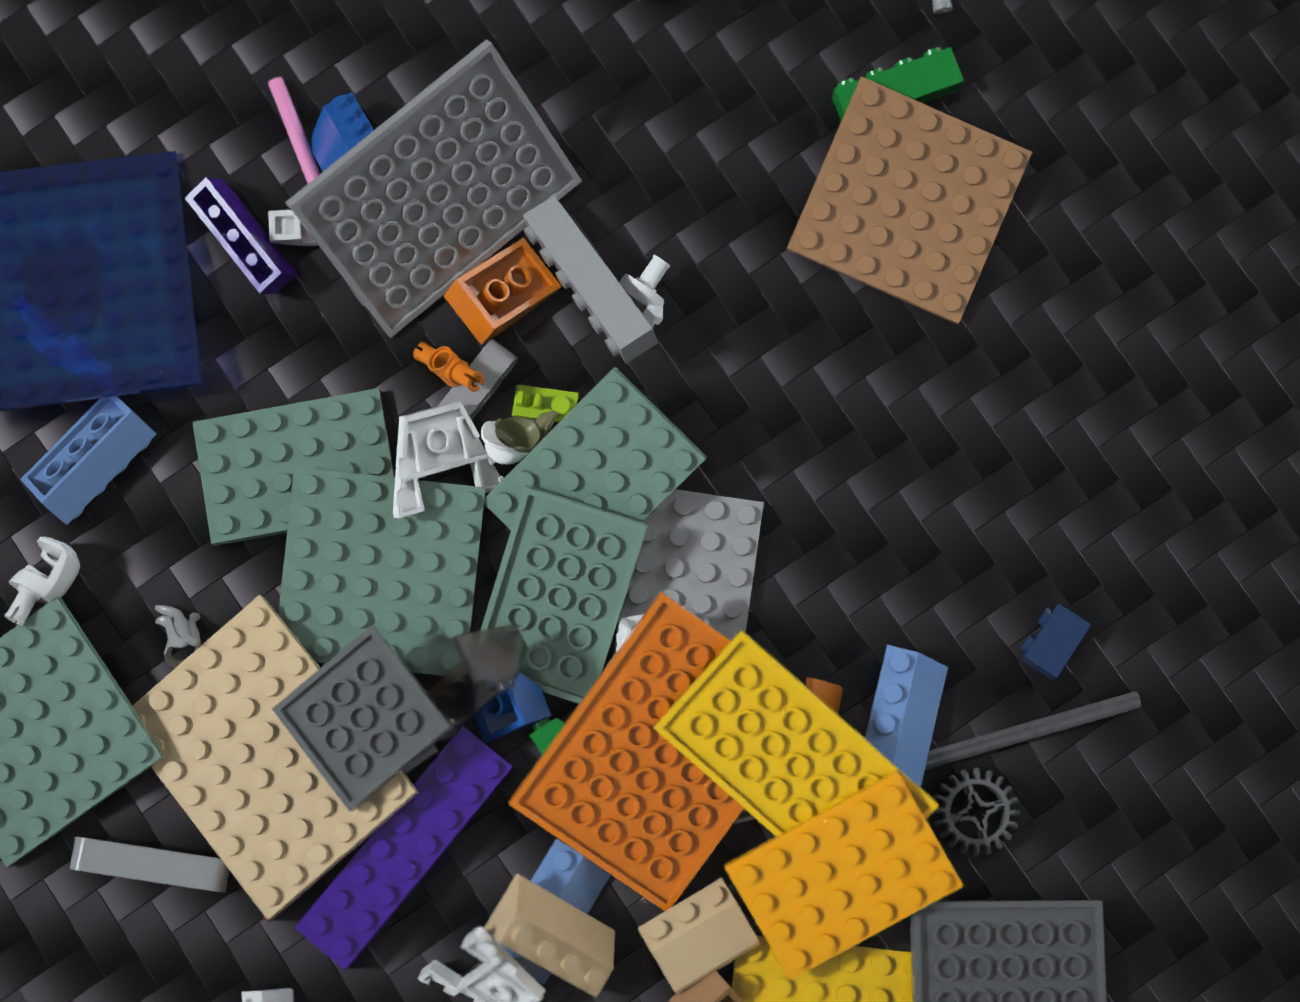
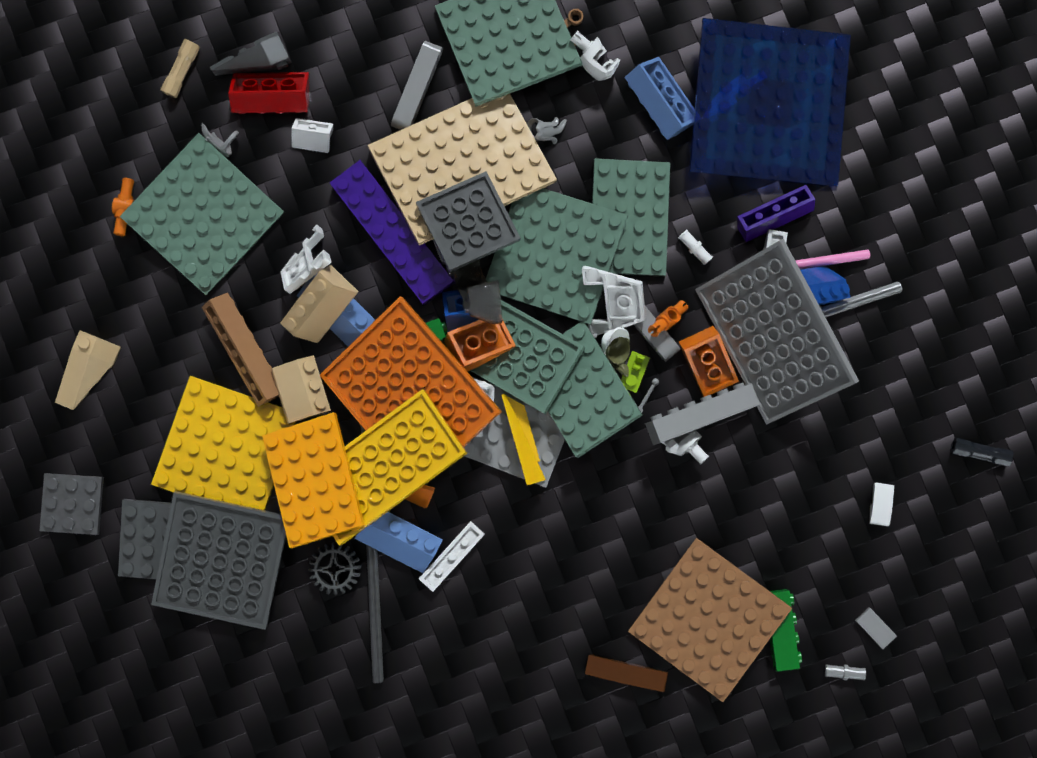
camera: 105 degrees right, 5 degrees up
(322, 352) = (695, 247): none -> white pin
(347, 71) = (861, 299): none -> light grey axle
(555, 368) = (655, 382): none -> light grey hinge
(557, 659) = (478, 343): none -> orange slope
(697, 552) = (523, 440): none -> yellow wedge
(909, 627) = (451, 556): none -> white plate
(1024, 310) = (626, 673): none -> reddish brown slope
(1054, 641) = (423, 640): dark blue brick -> none

